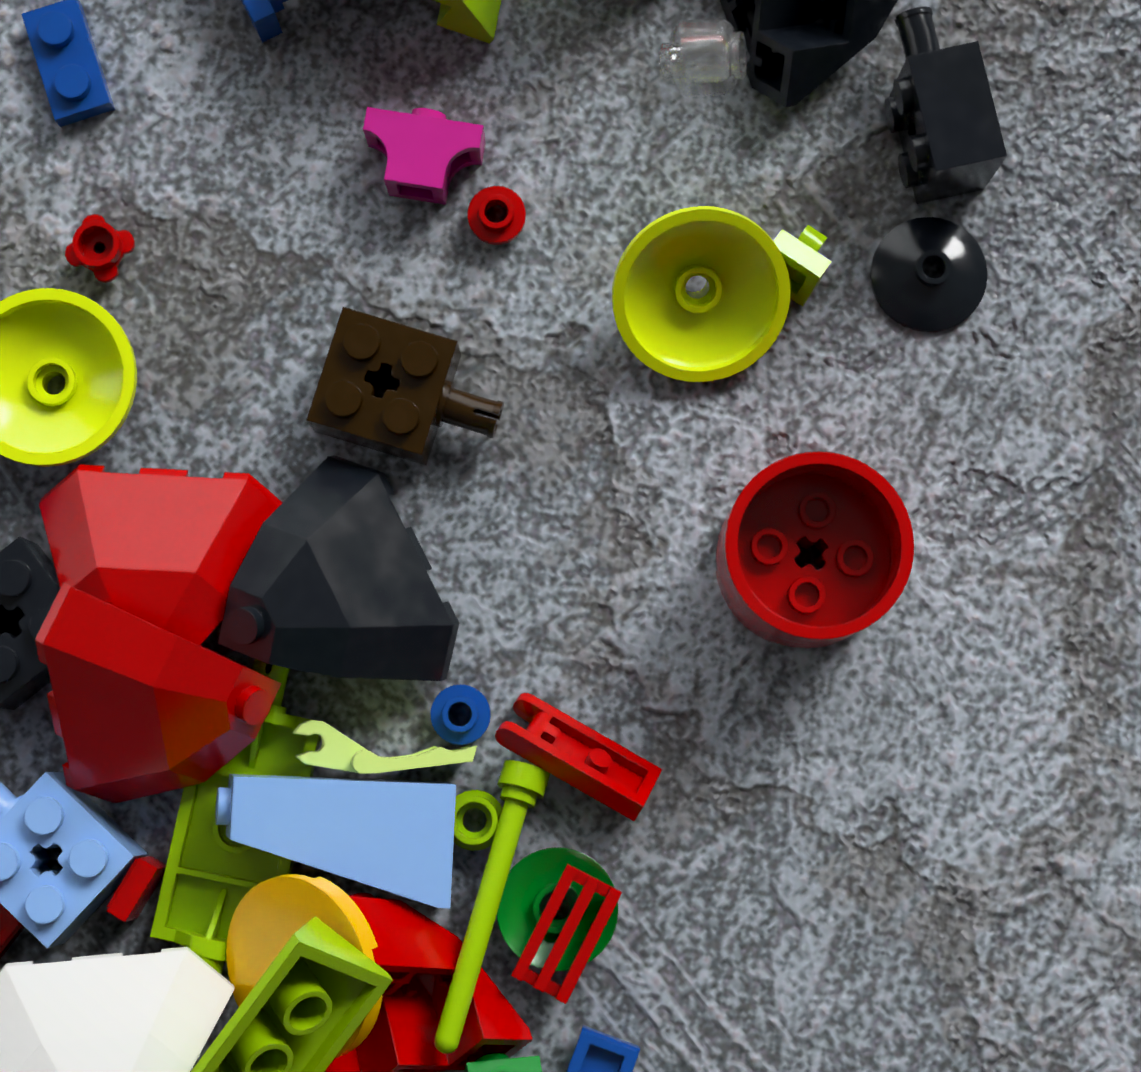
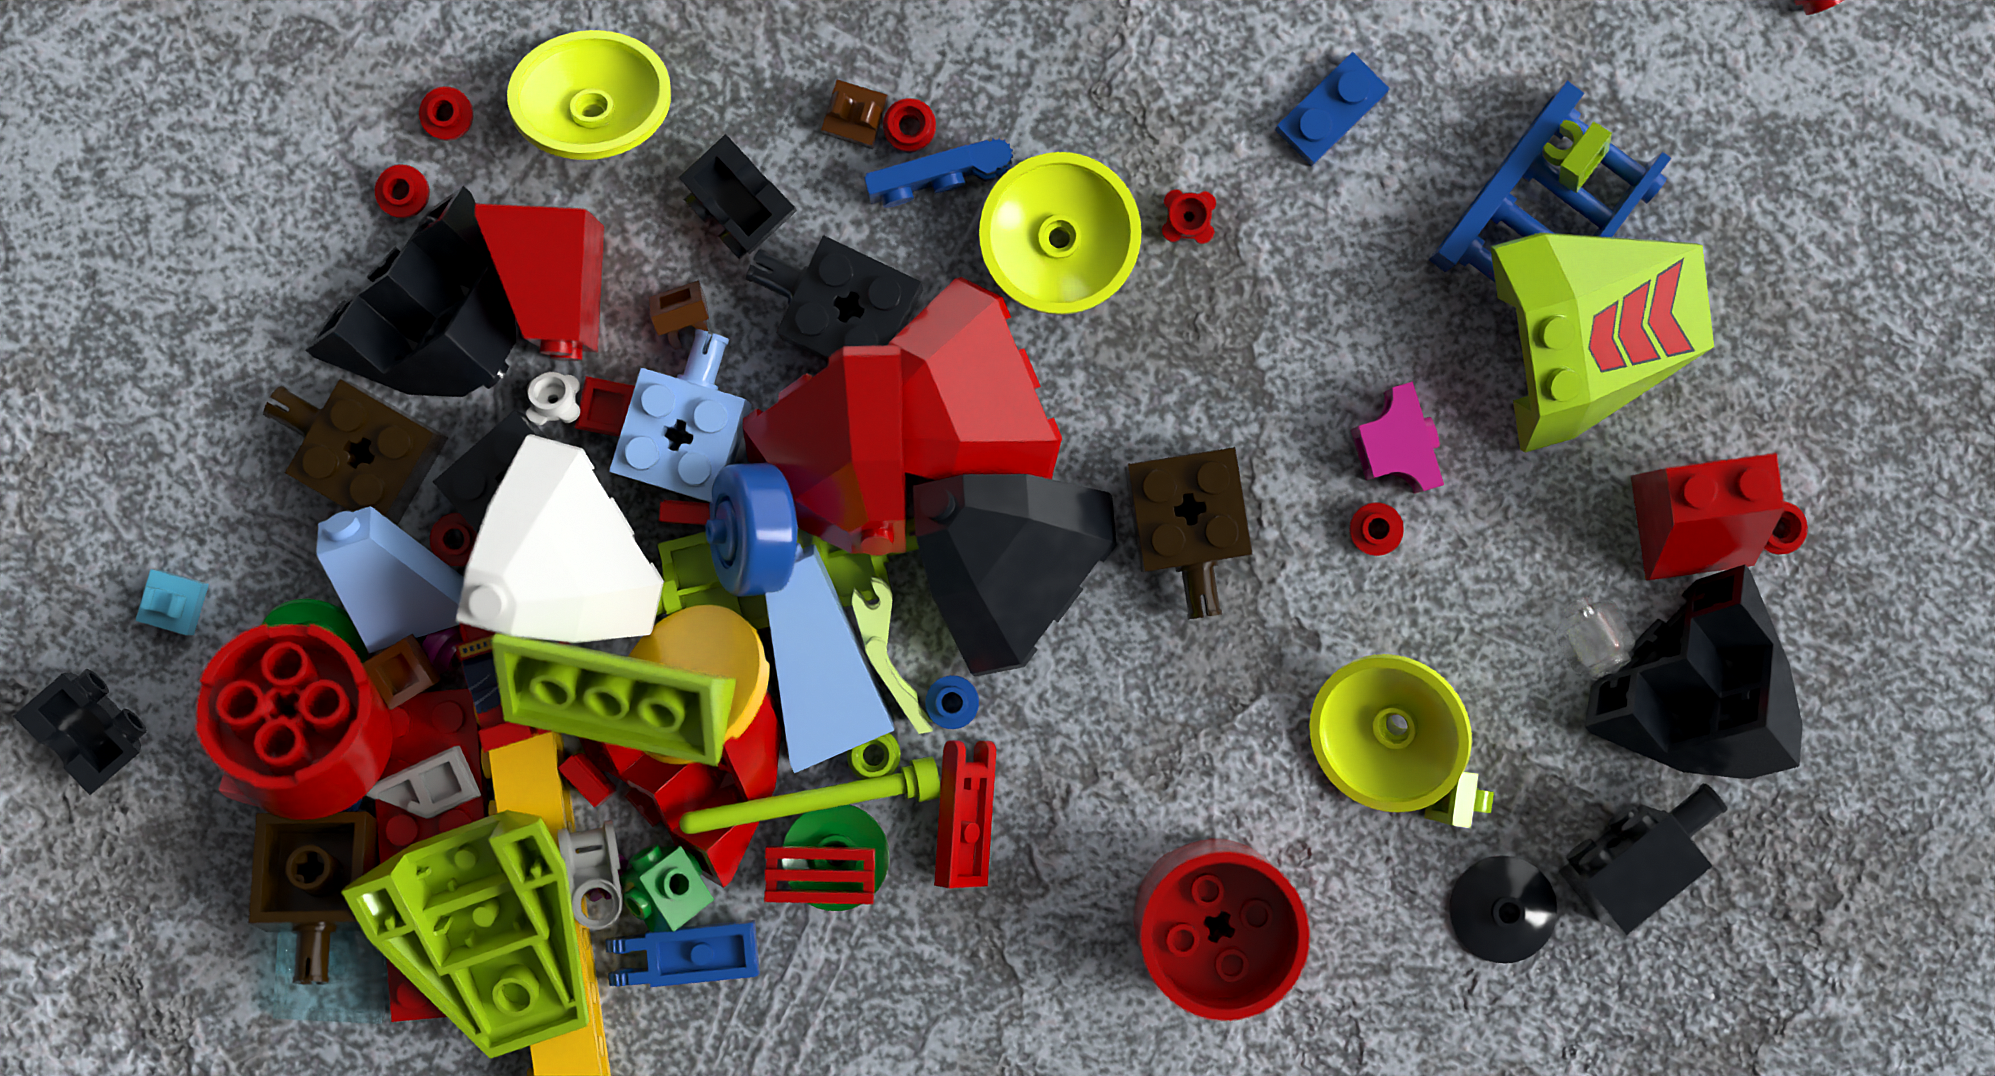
camera: 65 degrees right, 5 degrees up
(177, 827) = (752, 529): none -> blue wheel

